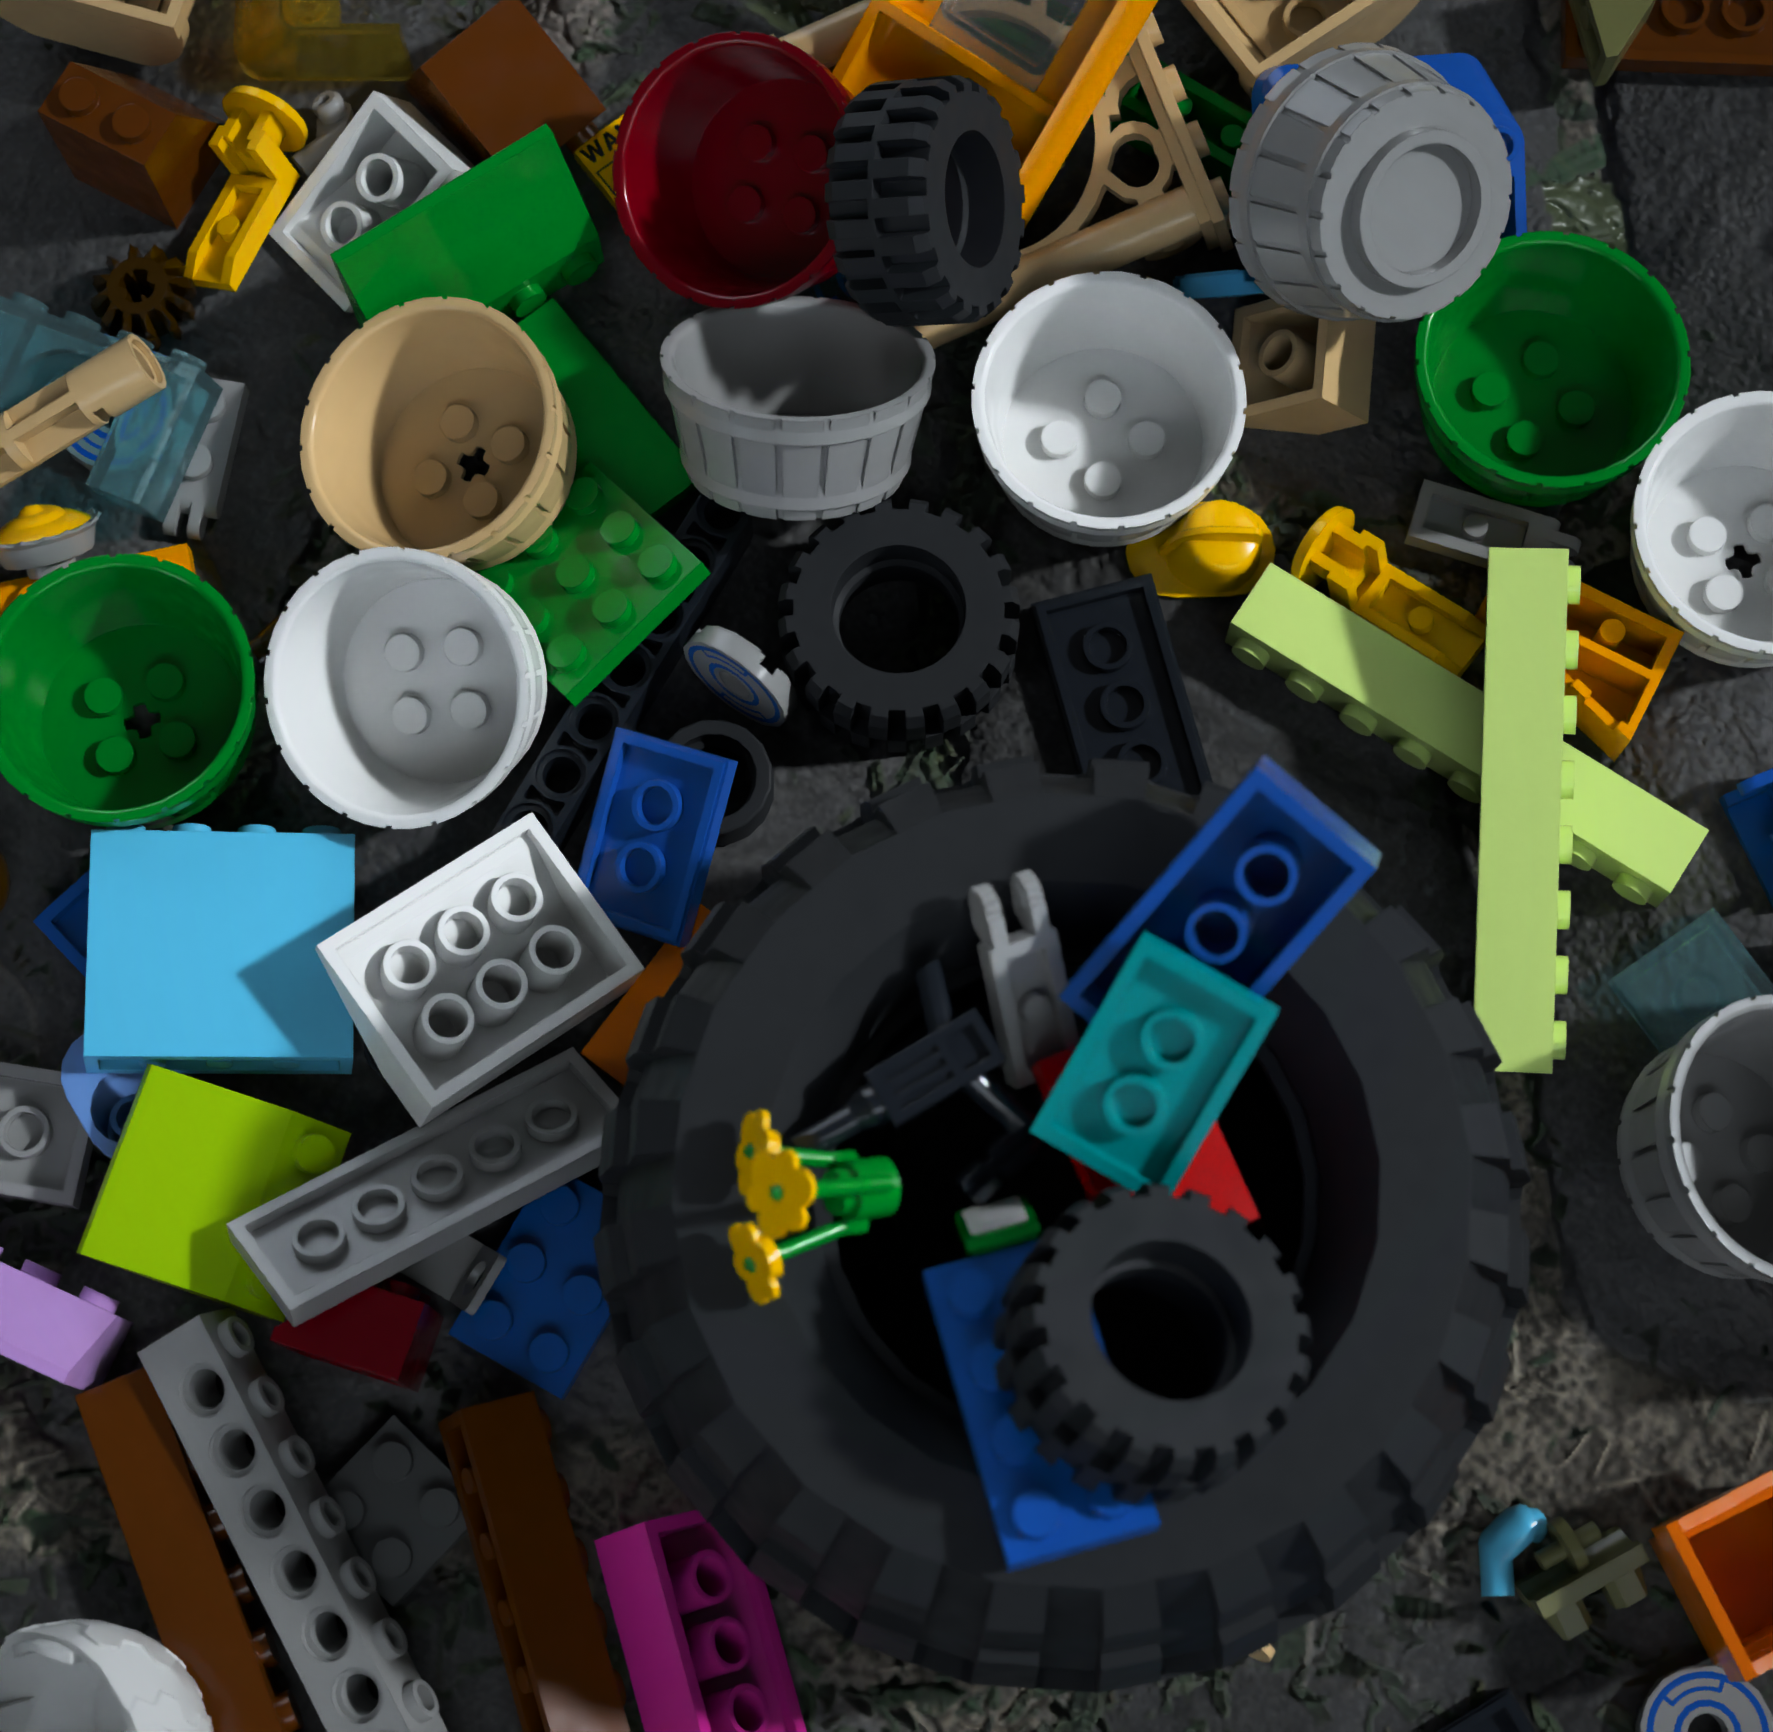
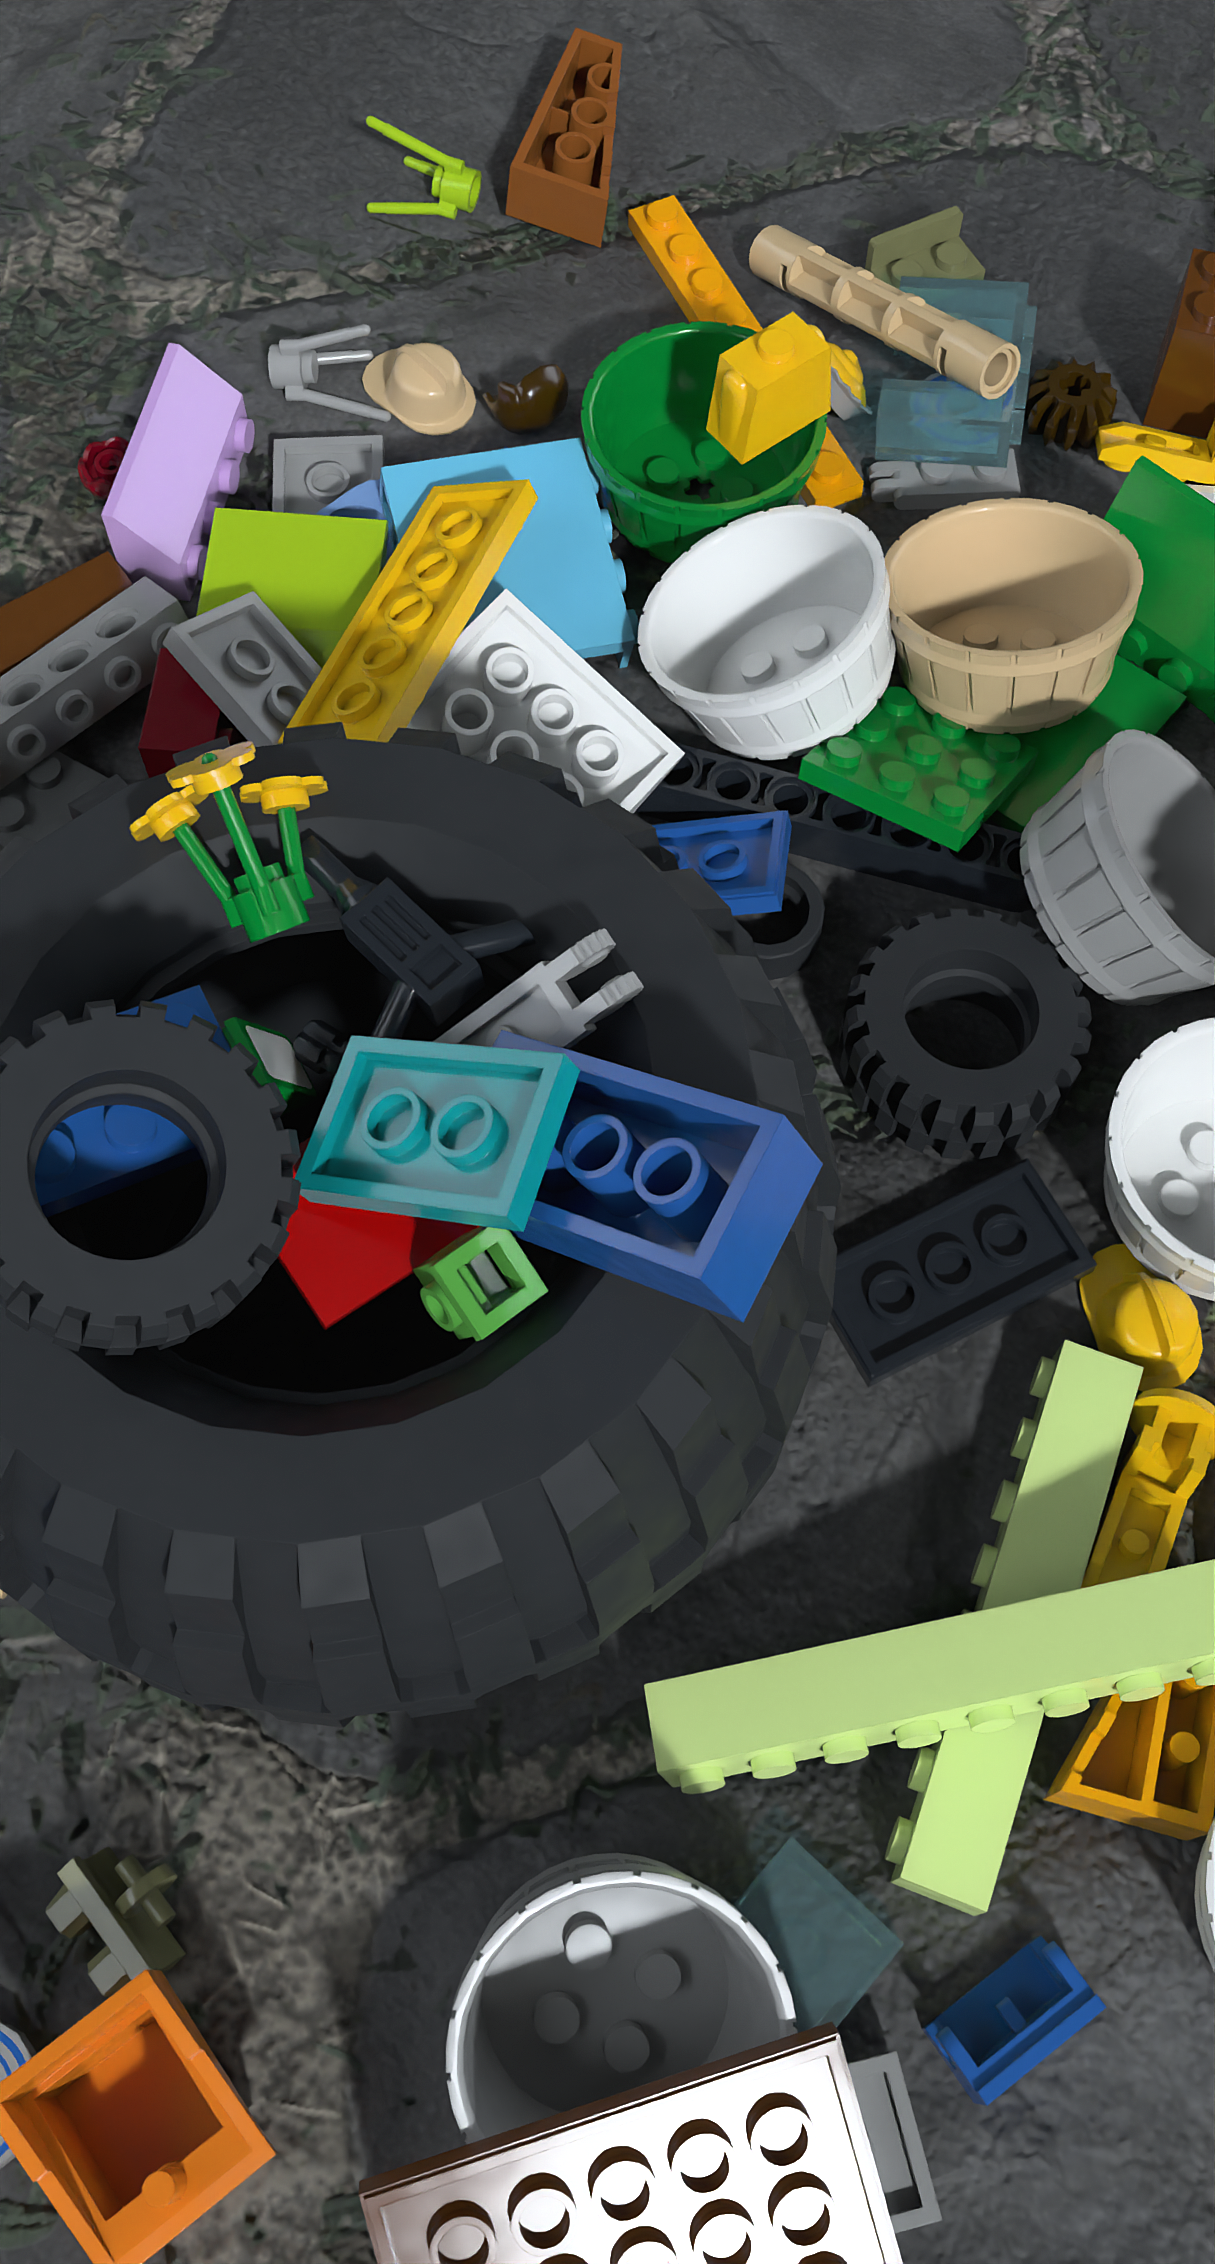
camera: 75 degrees right, 10 degrees down
(131, 606) = (770, 387): none -> yellow torso
(326, 1054) = (416, 609): none -> yellow plate
(734, 674) = (870, 906): light grey tile -> none
(1273, 1078) = (467, 1291): none -> bright green brick
(1502, 1542) = (147, 1824): medium azure arm -> none

